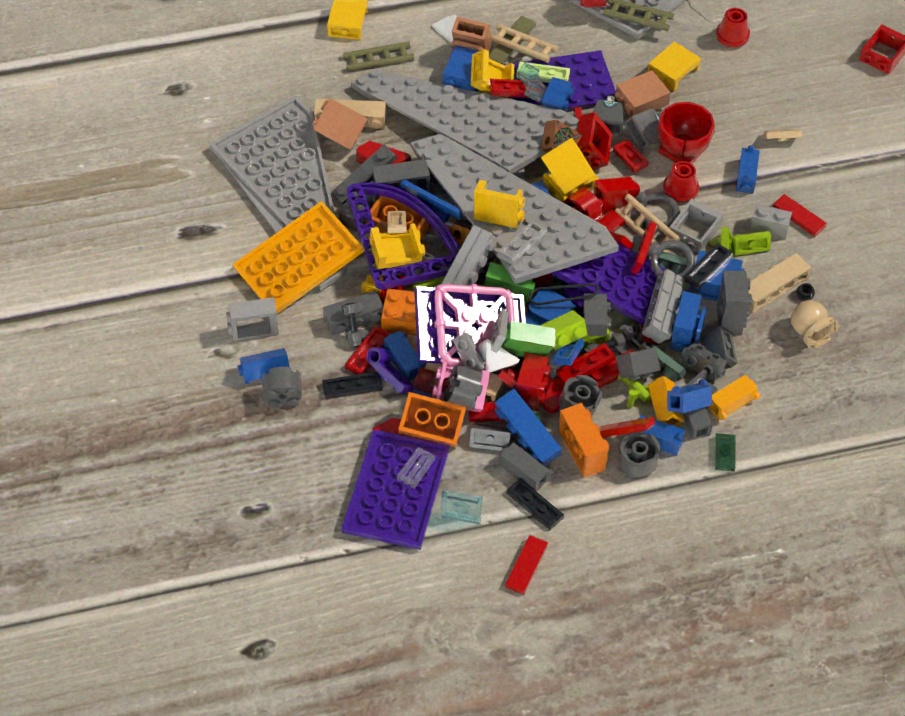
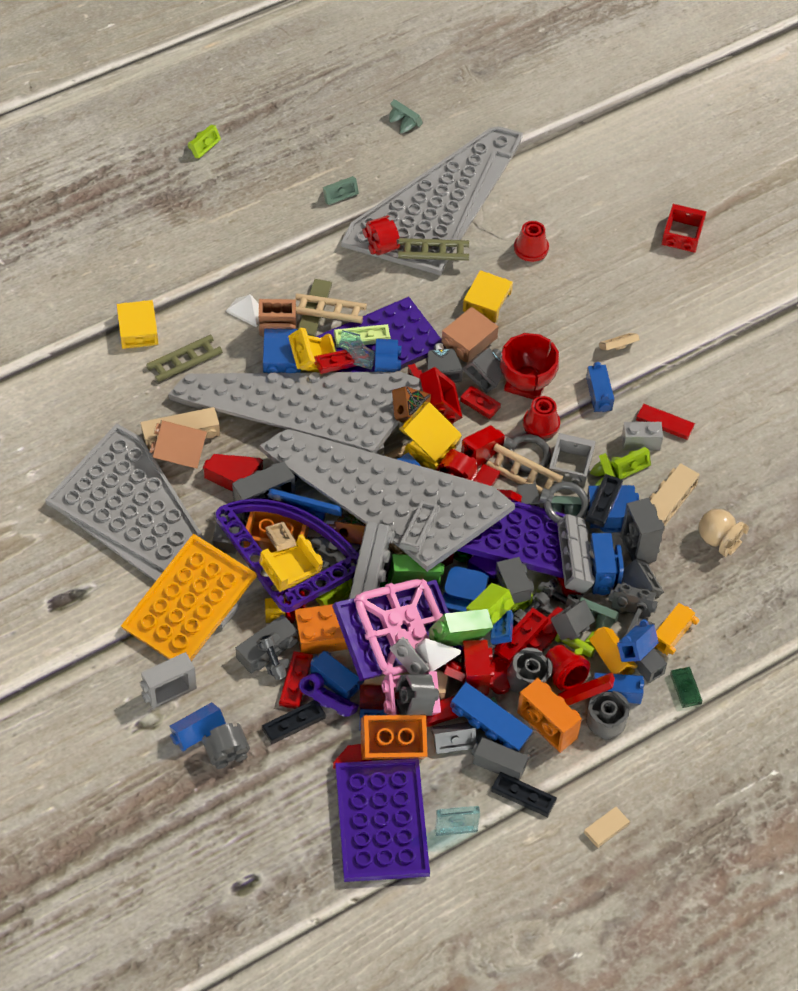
camera: 20 degrees left, 0 degrees up
(363, 173) = (221, 492): dark grey plate -> none
(408, 479) = (391, 807): clear tile -> none
(498, 207) = (384, 495): yellow panel -> none
(499, 330) = (434, 626): light grey tile -> none
(526, 564) = (540, 860): red tile -> none
(567, 299) = (479, 574): black piece -> none
(600, 553) = (606, 827): none -> tan tile
(617, 403) = (567, 667): none -> red piece
(643, 248) = (535, 497): red tile -> none
(805, 292) = (700, 496): black plate -> none

